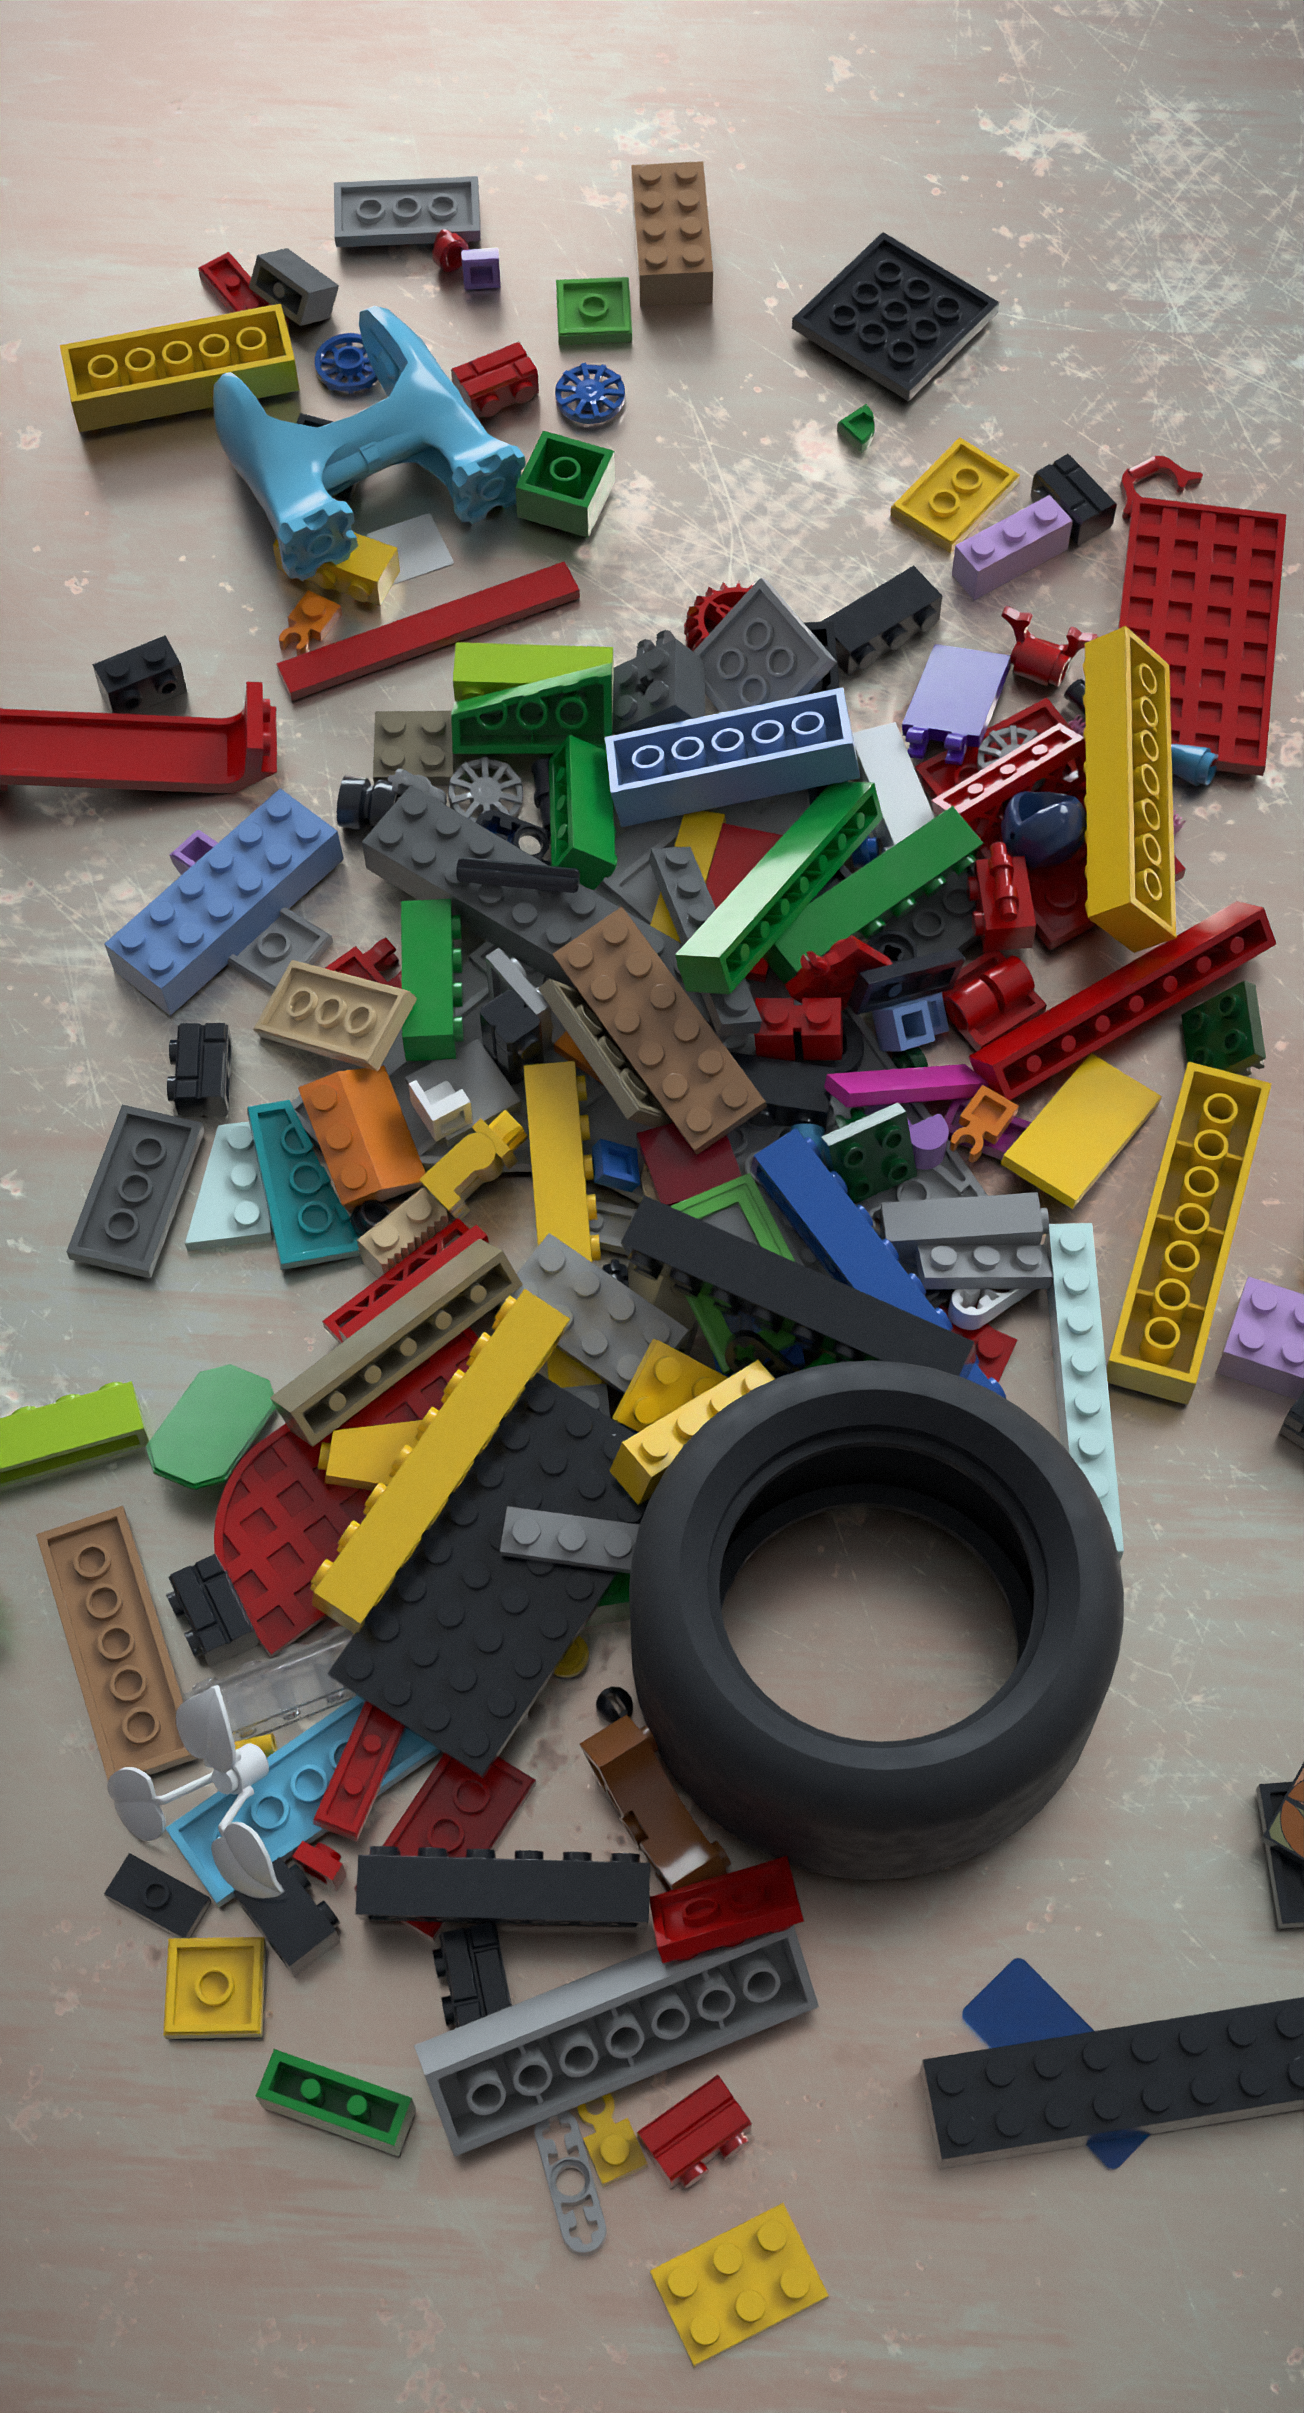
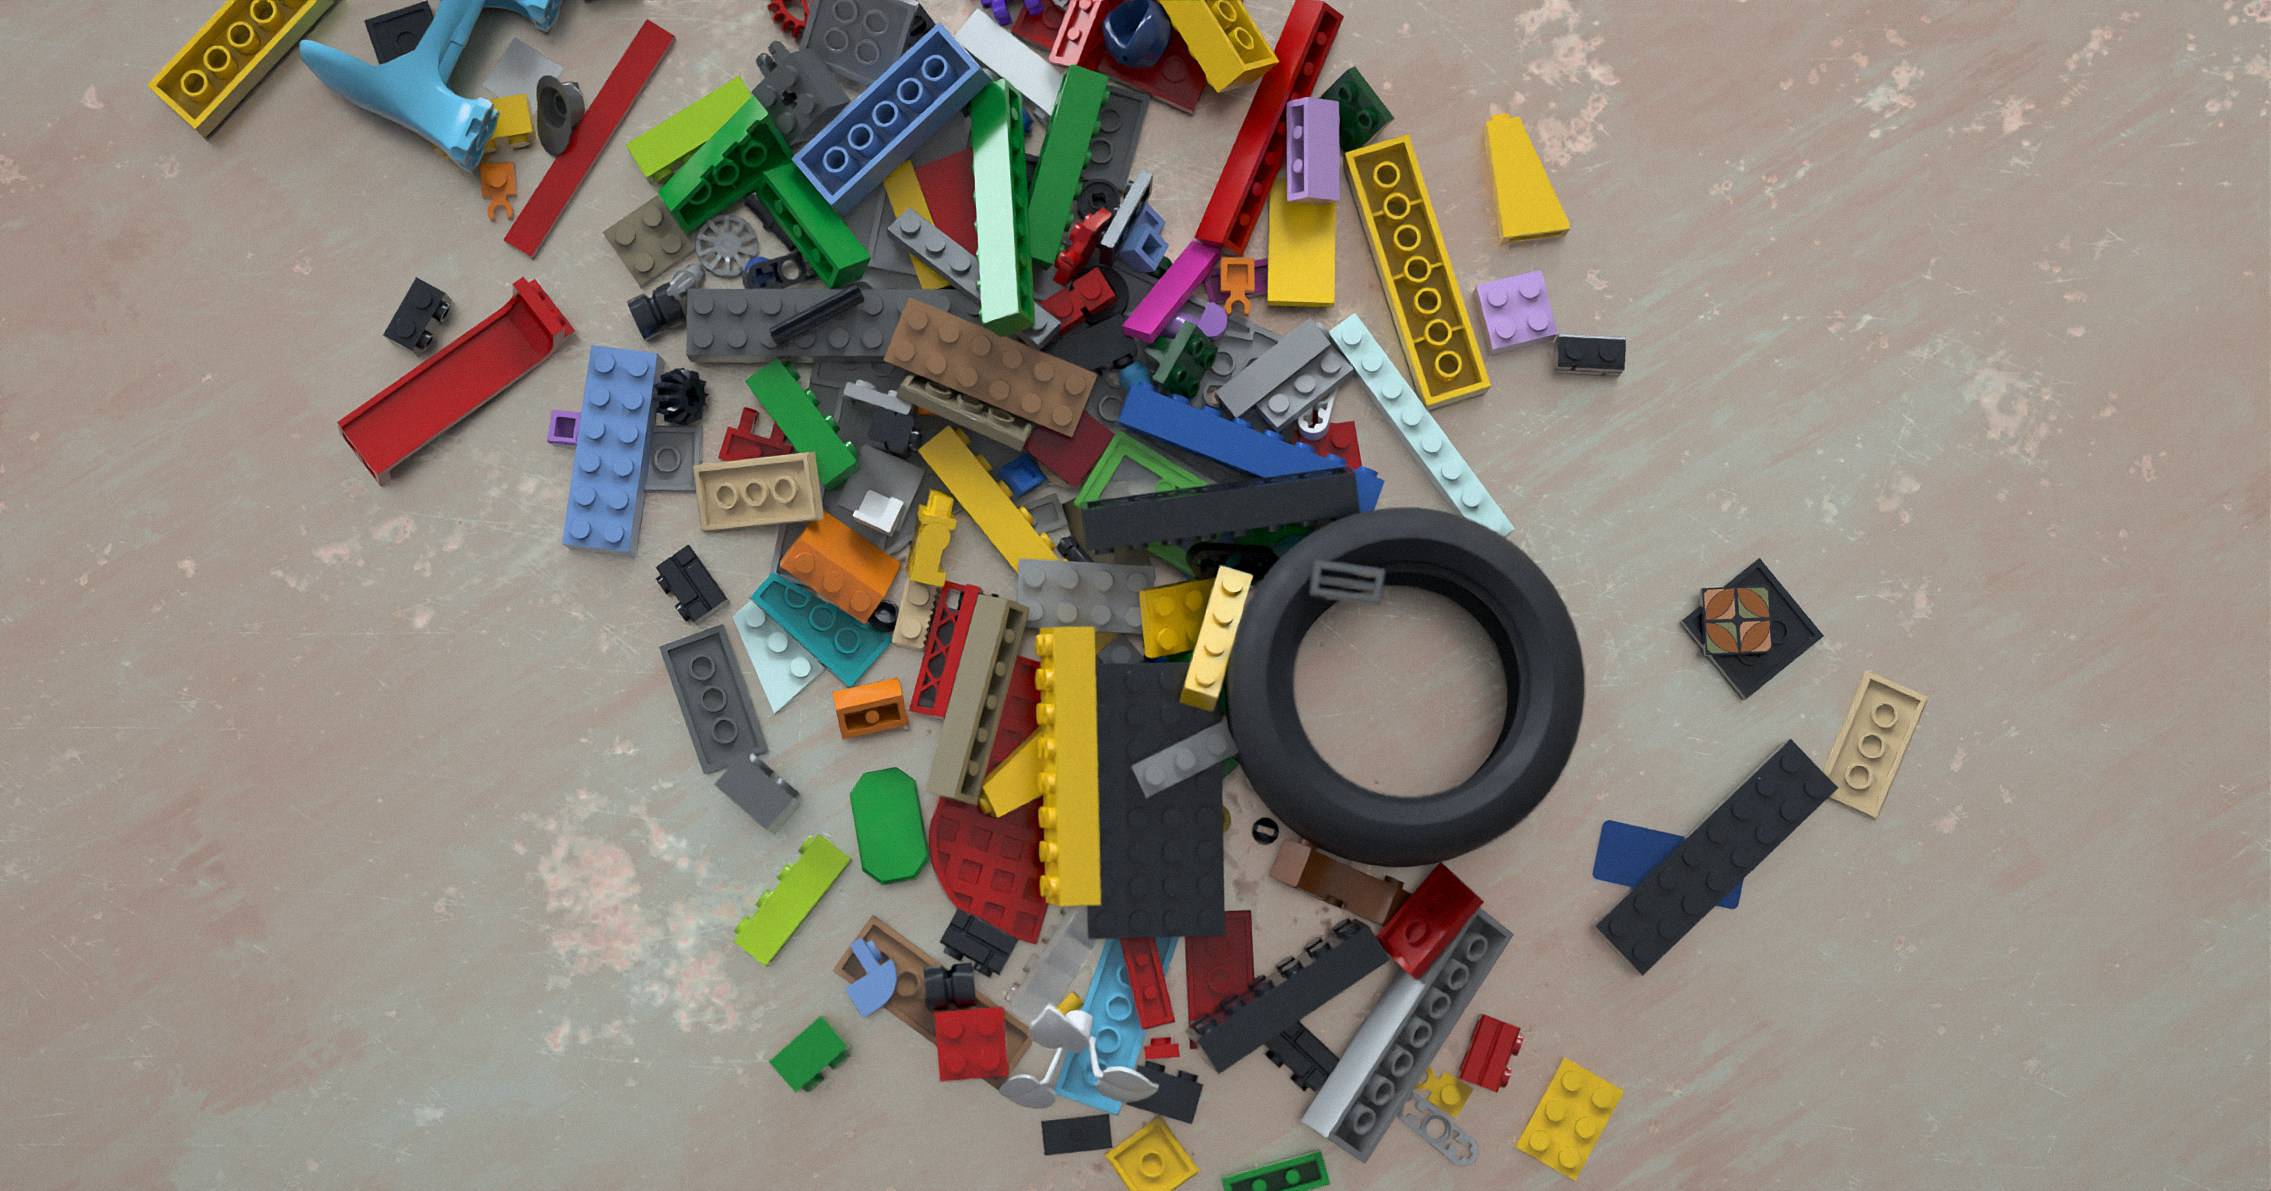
camera: 40 degrees left, 20 degrees up
(69, 1574) = (878, 985): none -> medium blue brick
(101, 1293) = (760, 796): none -> dark grey brick
(116, 1704) = (972, 1044): none -> red brick
(135, 1624) = (949, 986): none -> black wheel
(284, 1294) = (870, 708): none -> orange brick
(330, 889) = (681, 396): none -> black gear
(421, 585) = (558, 111): none -> dark grey piece
(909, 1447) = (1343, 596): none -> dark grey tile
(992, 998) = (1180, 181): red plate -> none
(1002, 901) = (1144, 108): red brick -> none
(1154, 1040) = (1313, 151): none -> lavender brick

